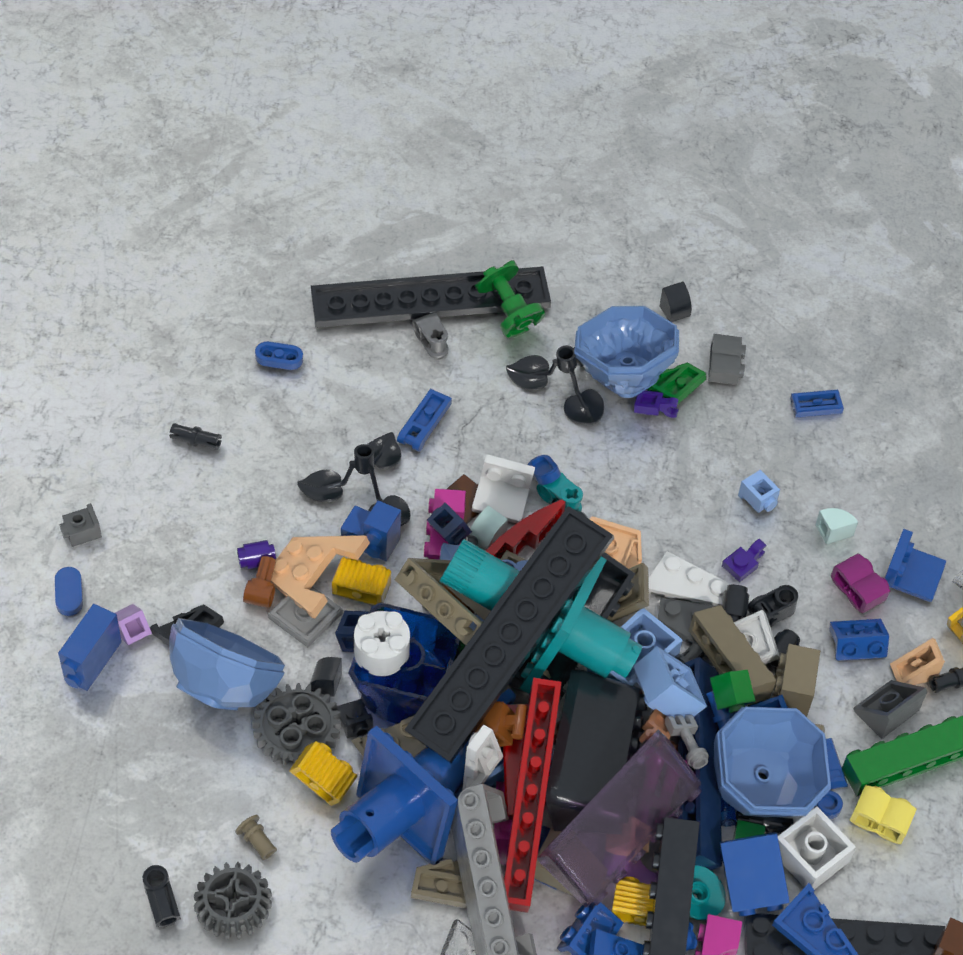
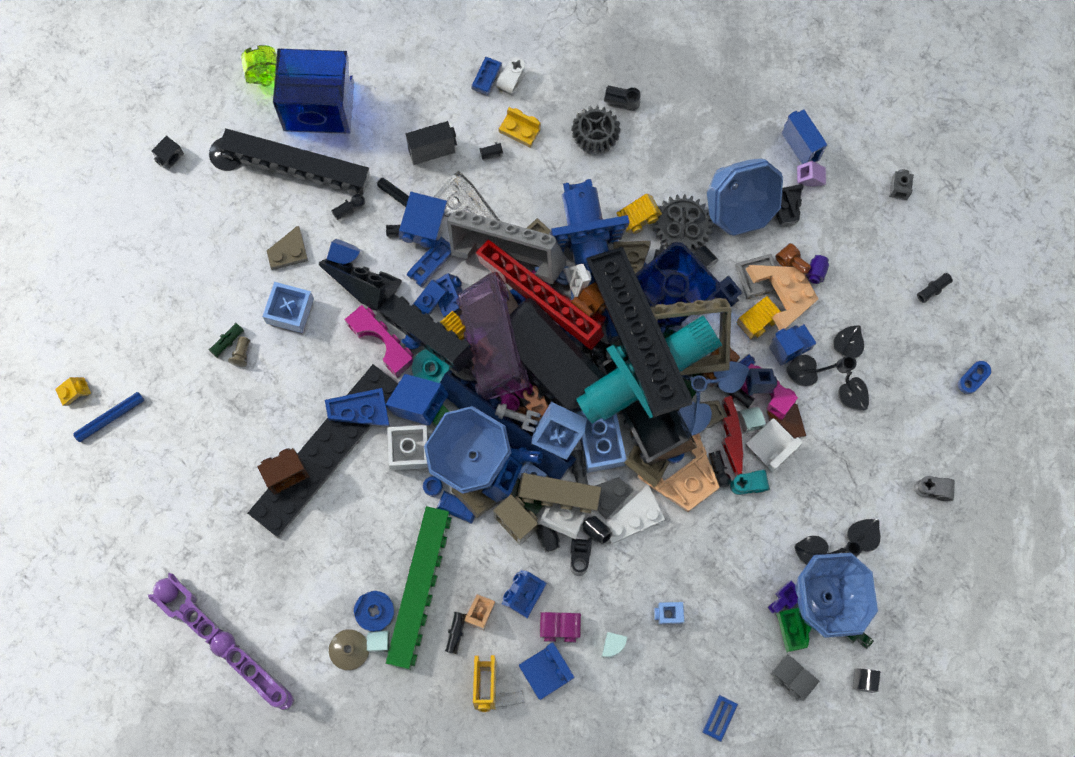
camera: 125 degrees right, 20 degrees up
(68, 591) = (857, 156): blue tile -> none
(254, 834) = (625, 163): dark tan pin -> none
(381, 642) = (687, 254): white brick -> none
(418, 296) = (971, 512): black plate -> none
(424, 419) = (864, 437): blue plate -> none
(514, 306) = (923, 552): green piece -> none
(545, 469) = (774, 481): blue tile -> none
(732, 690) = (529, 462): green brick -> none
(742, 562) = (626, 563): dark purple plate -> none
(883, 814) = (402, 509): light yellow brick -> none
(890, 706) = (466, 572): dark grey slope -> none

